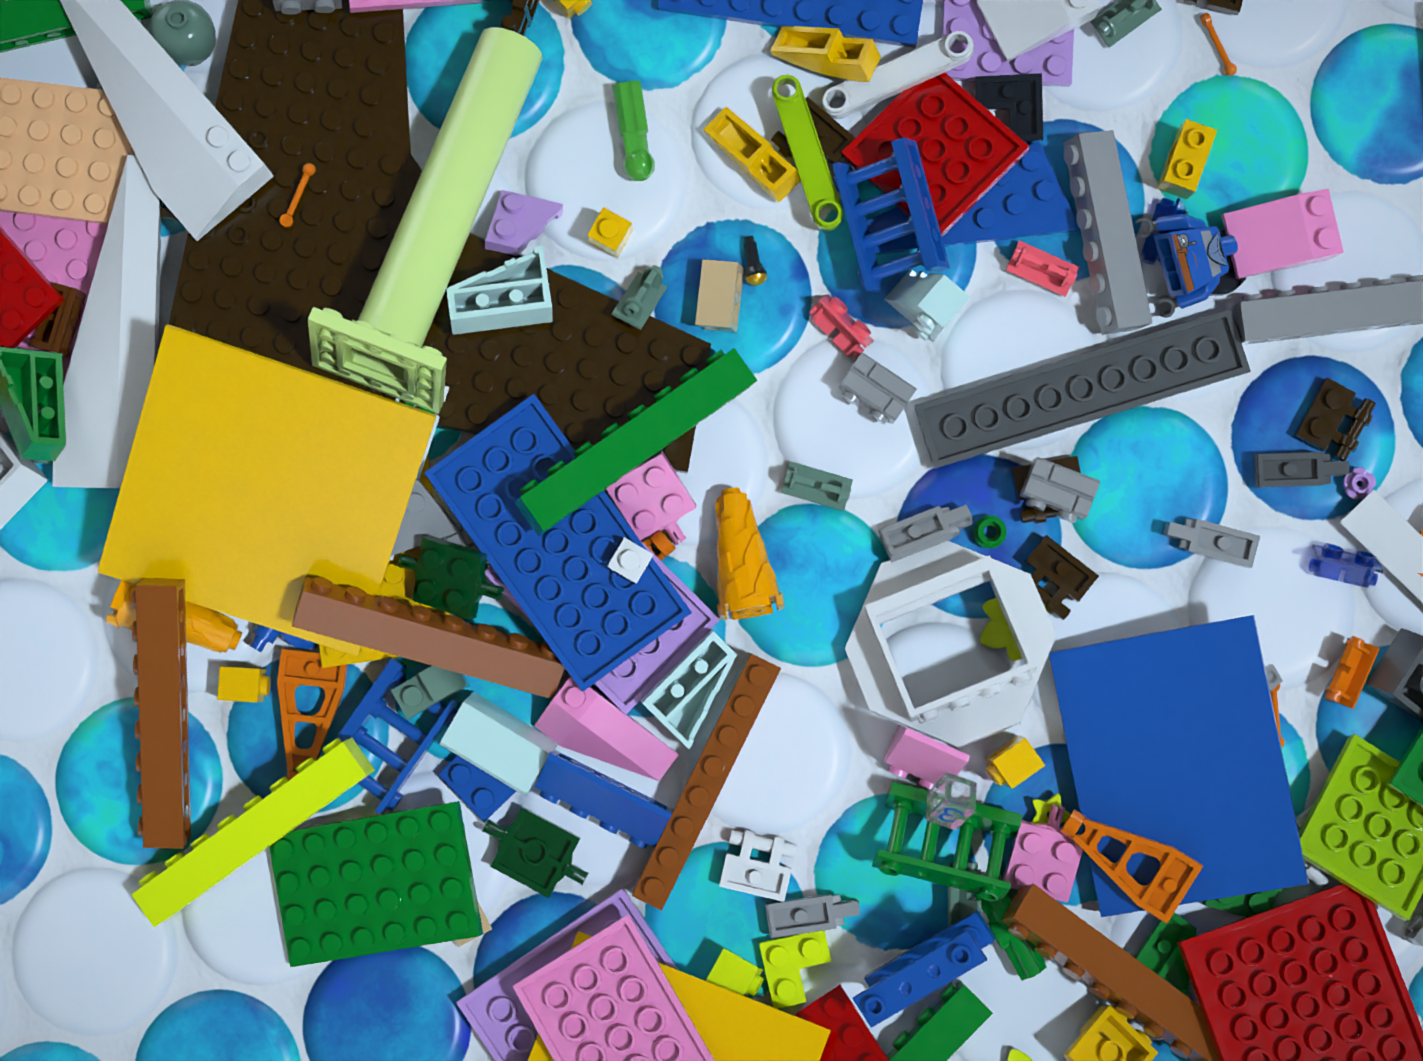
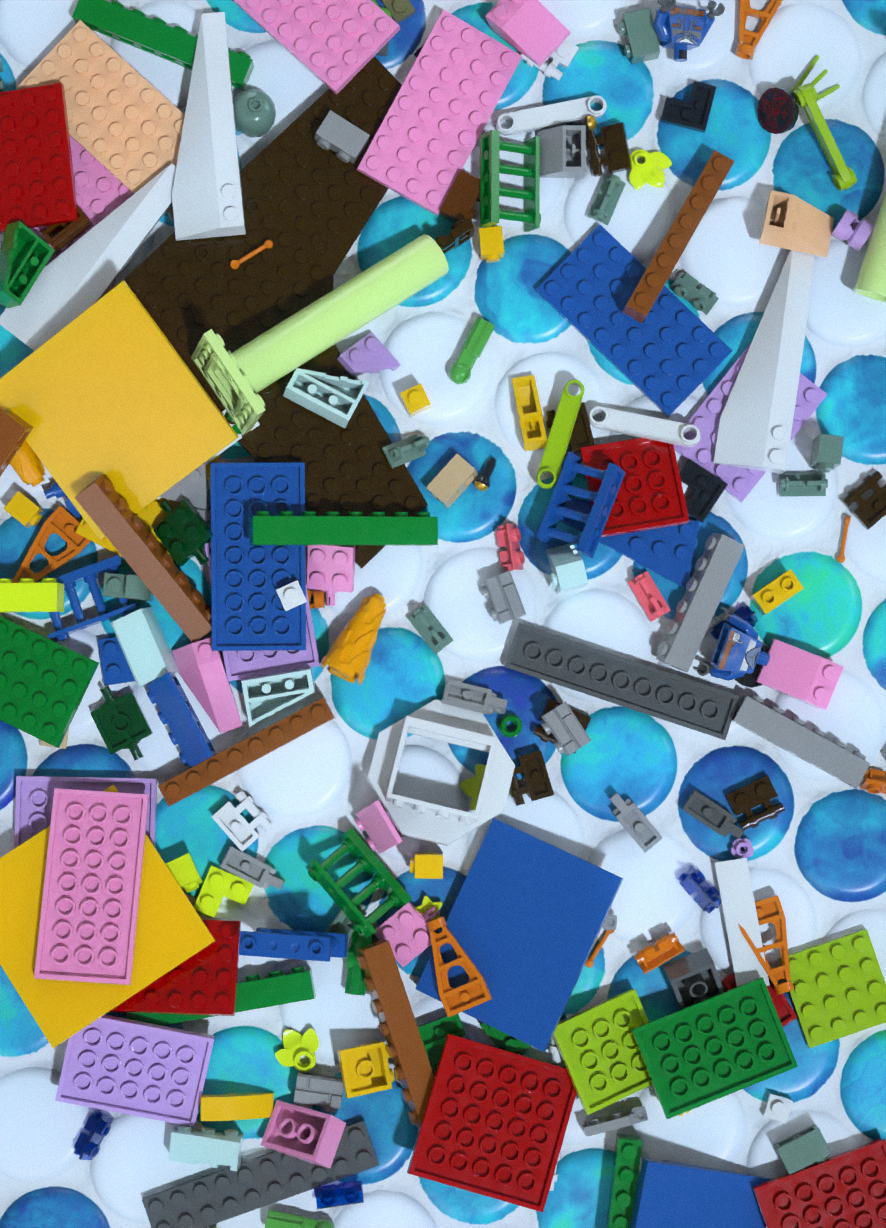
camera: 30 degrees right, 0 degrees up
(827, 52) = (613, 384): yellow slope -> none
(951, 801) = (375, 860): clear brick -> none

